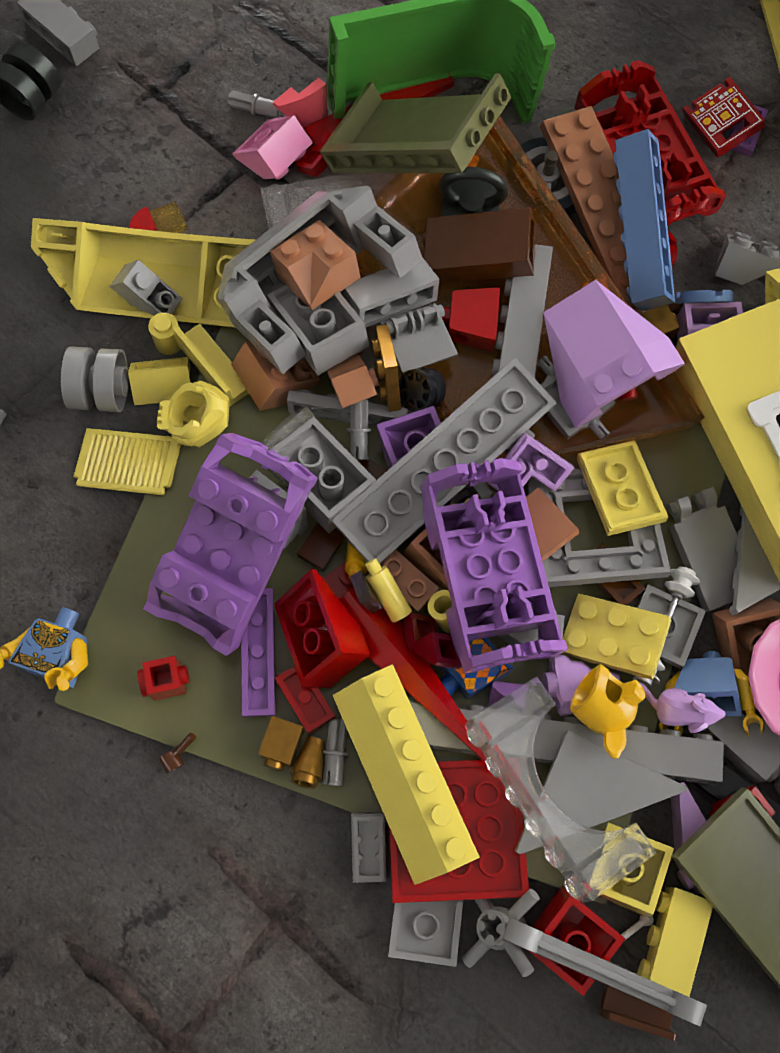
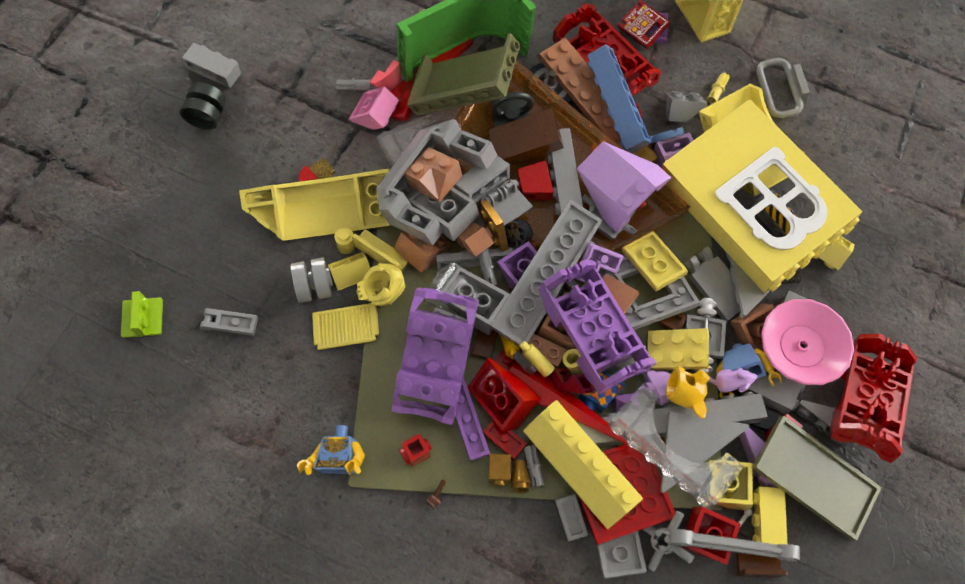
camera: 15 degrees left, 5 degrees down
(145, 289) = (323, 217): light grey slope -> none

